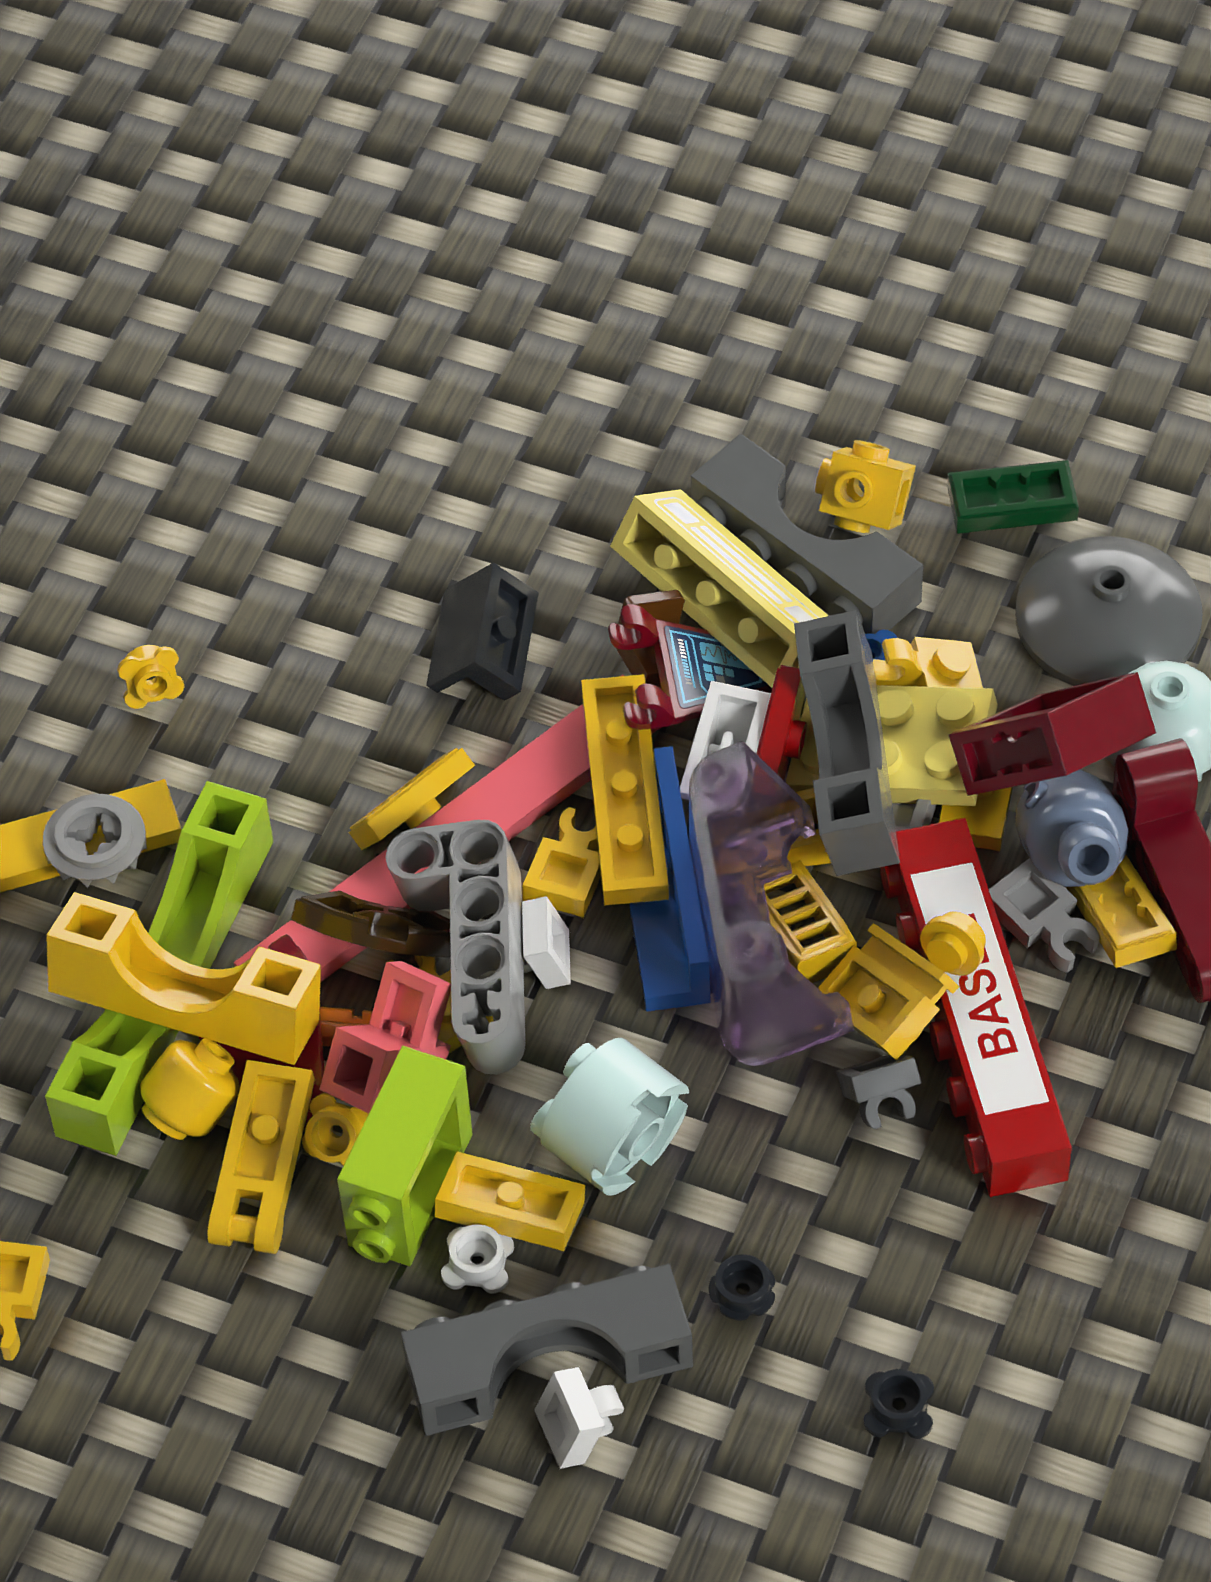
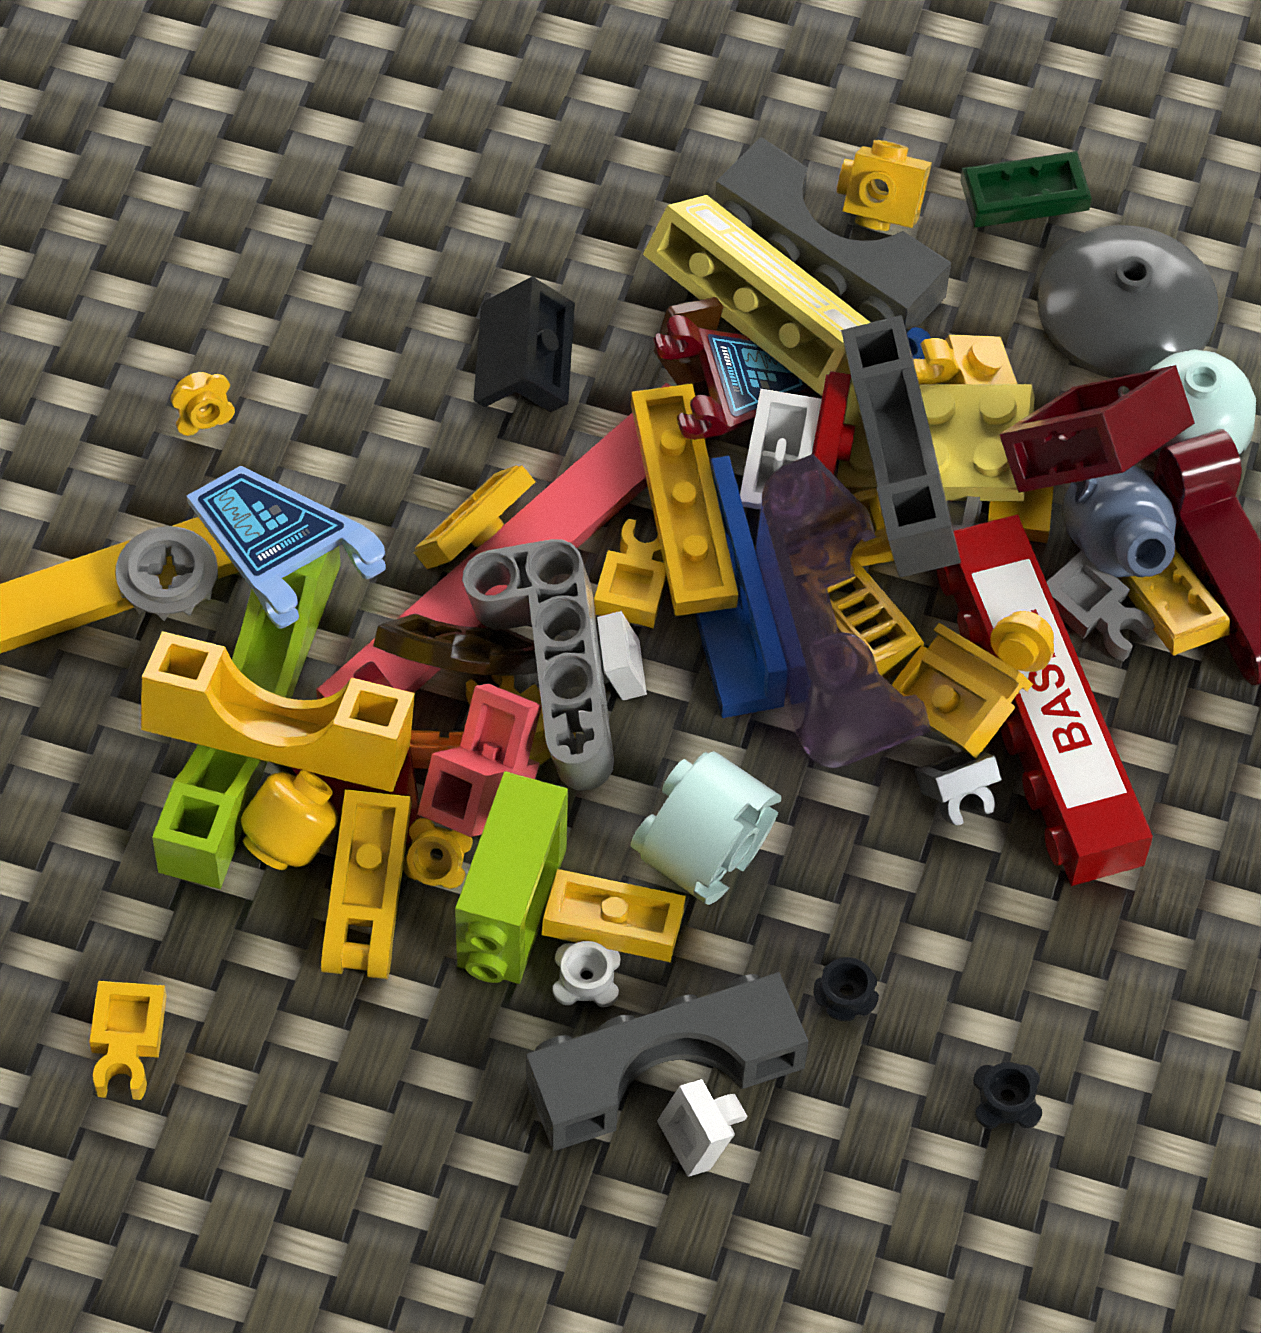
camera: 10 degrees left, 5 degrees up
(202, 800) = (276, 532): none -> flag

